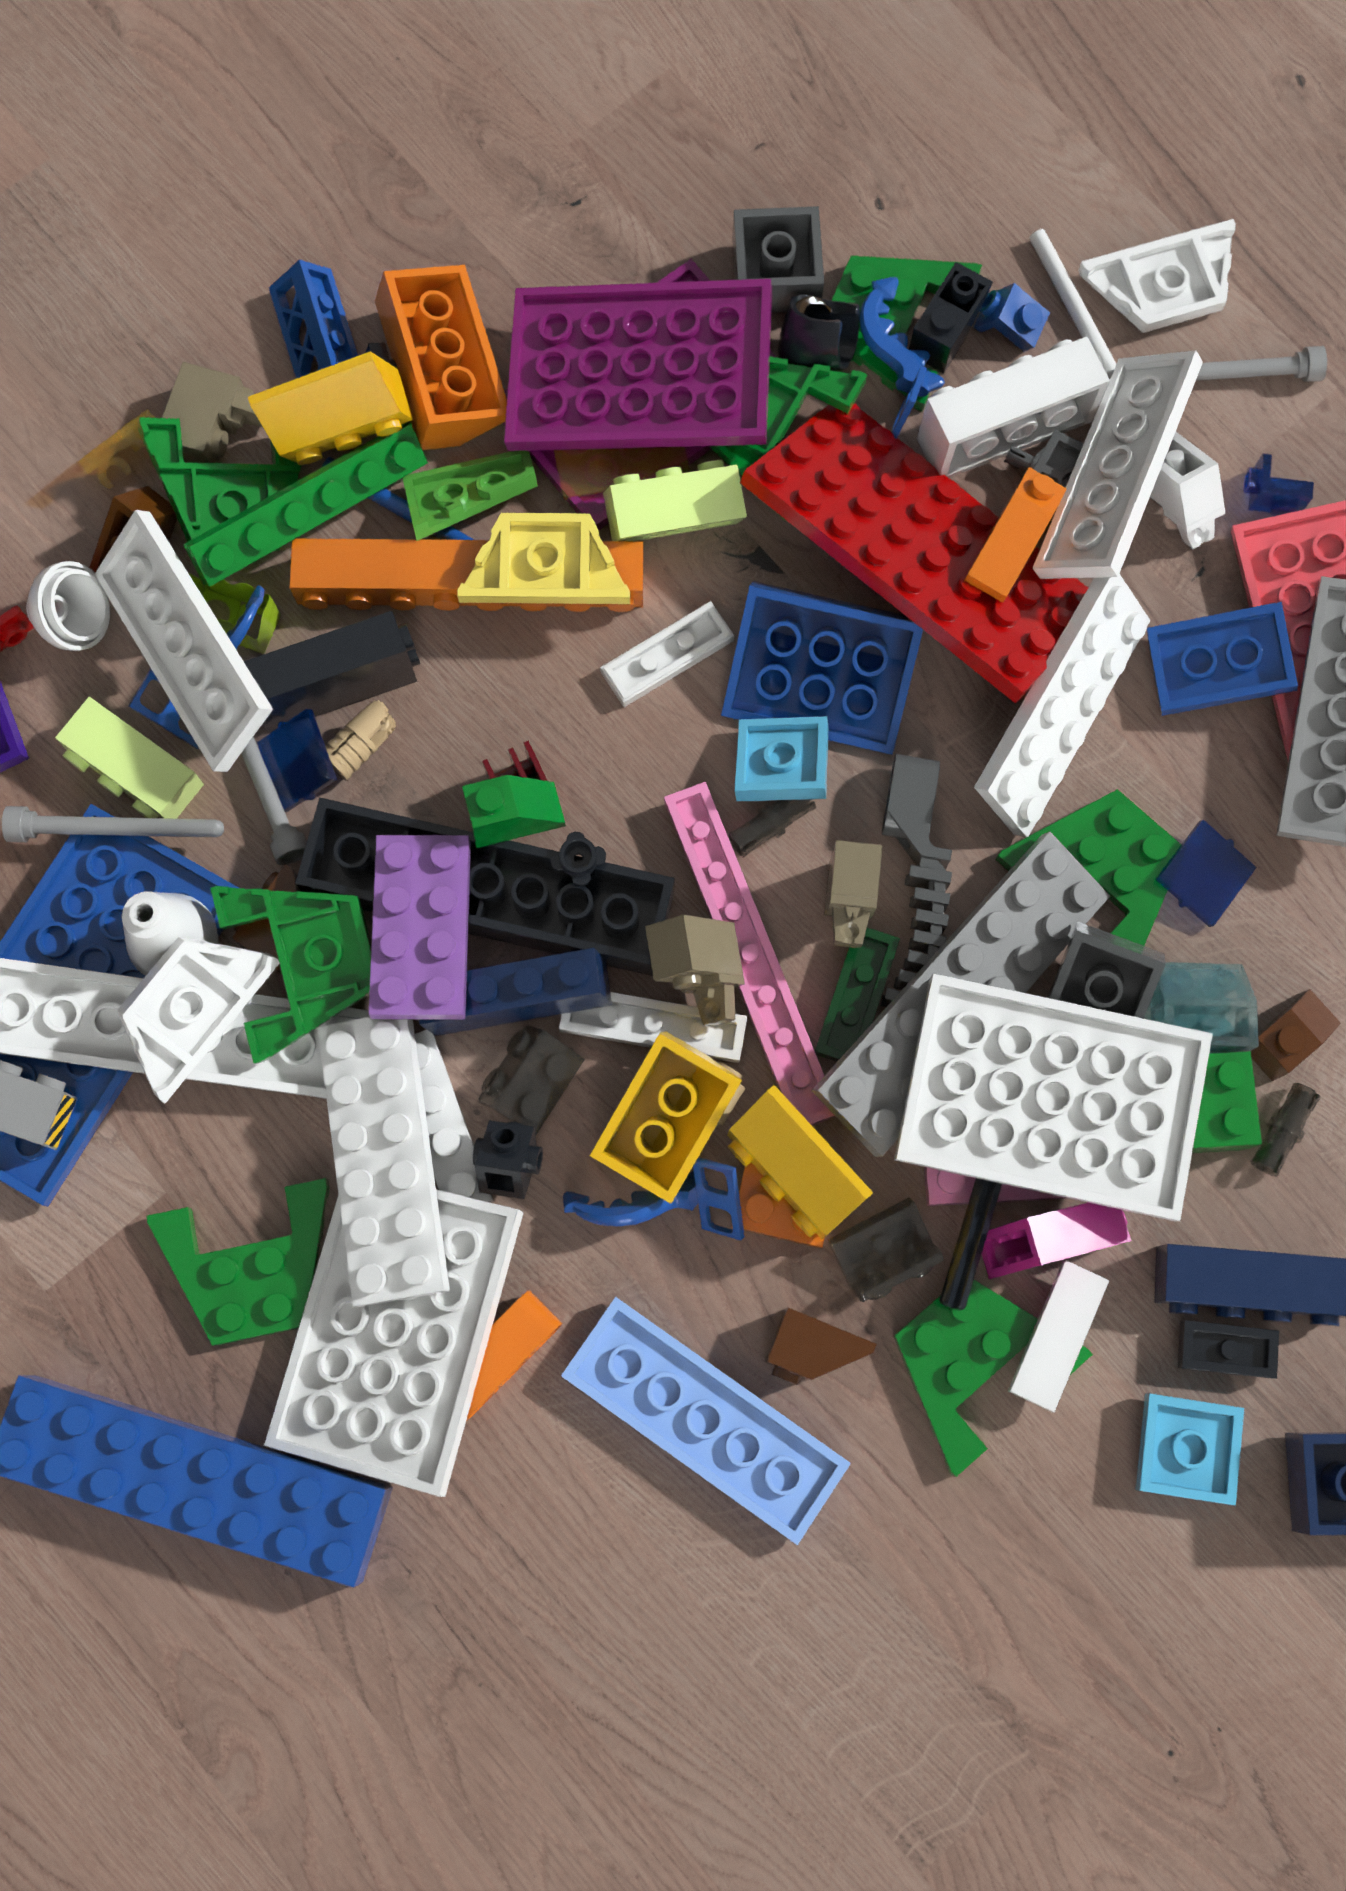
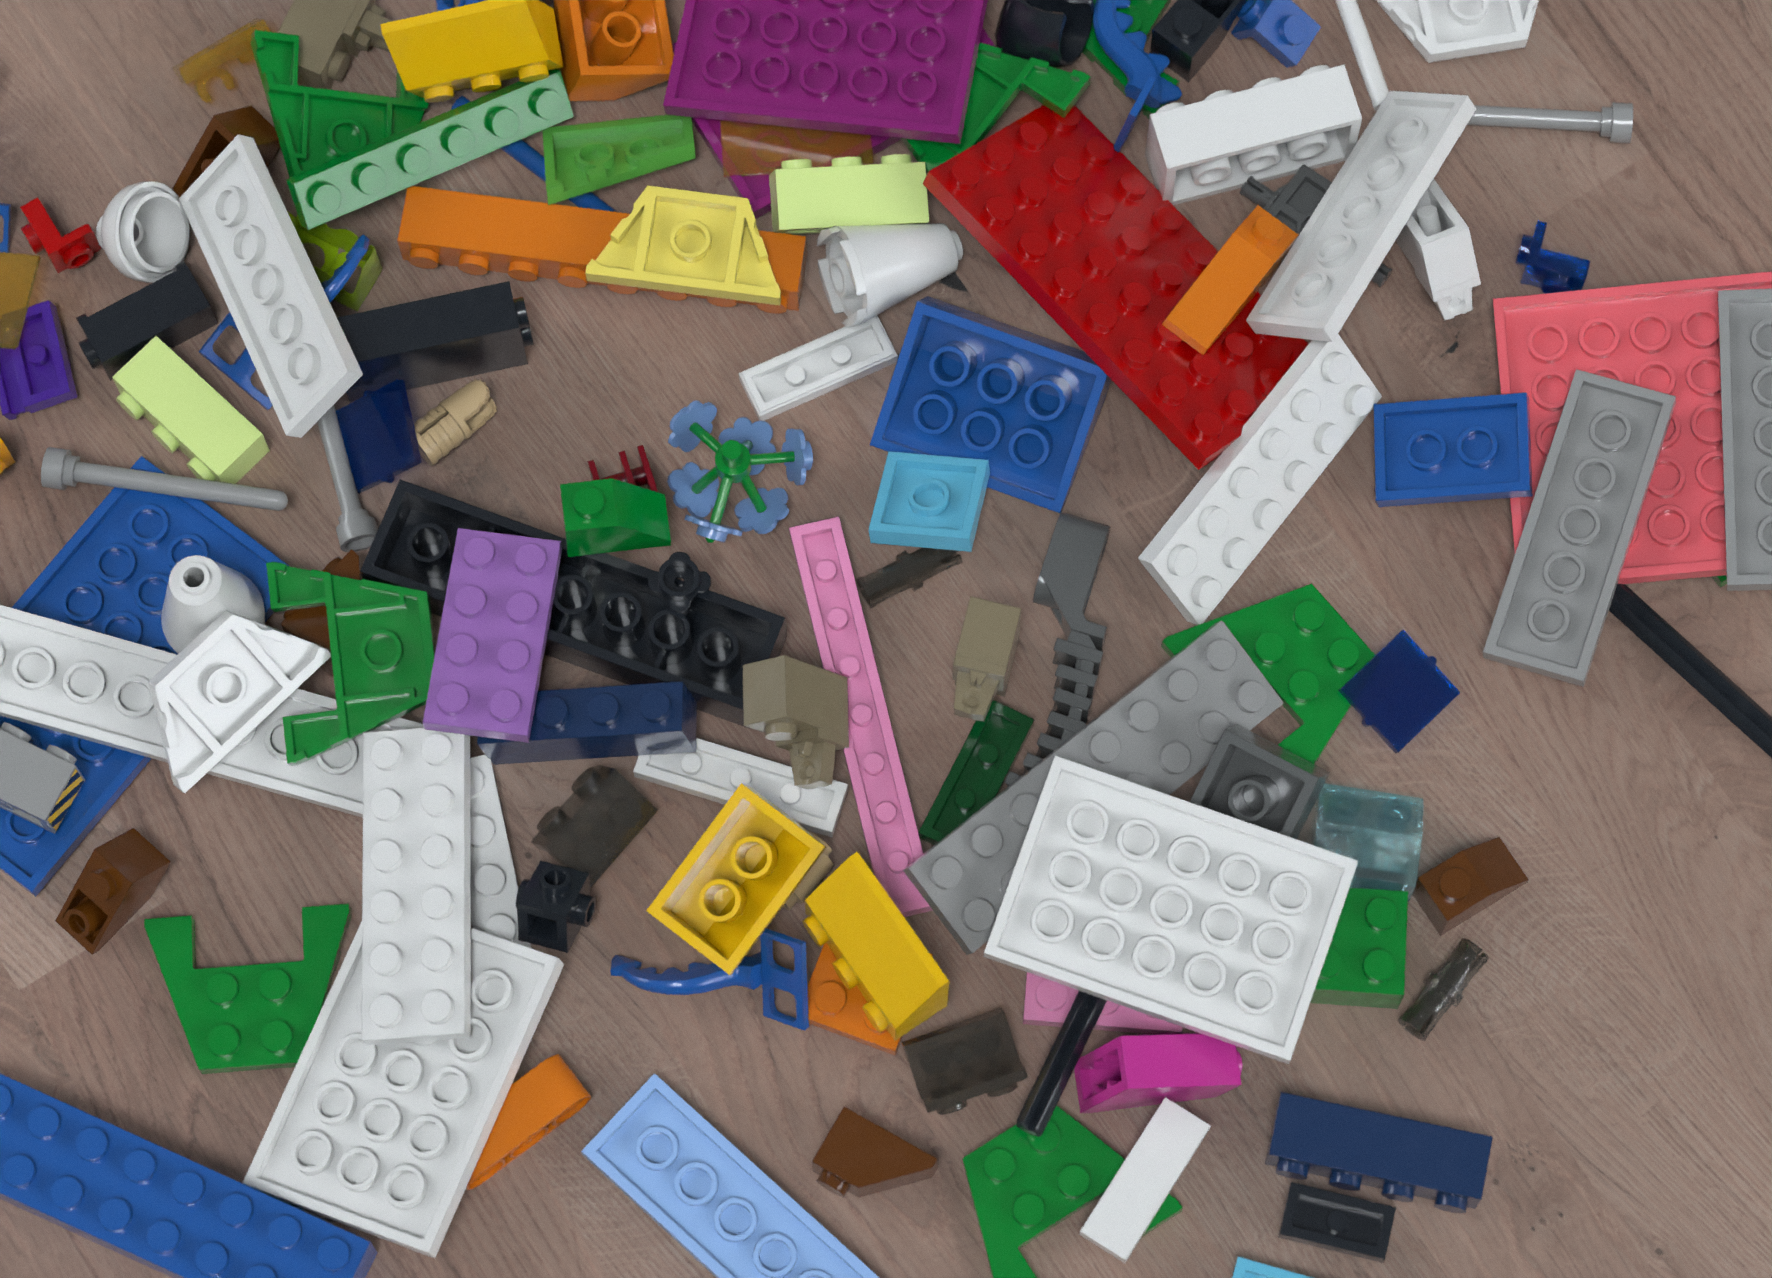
camera: 10 degrees right, 5 degrees down
(94, 672) = (166, 308): none -> black brick
(114, 1192) = (112, 889): none -> reddish brown slope
(613, 737) = (738, 454): none -> medium blue plant
(711, 558) = (883, 264): none -> white cone

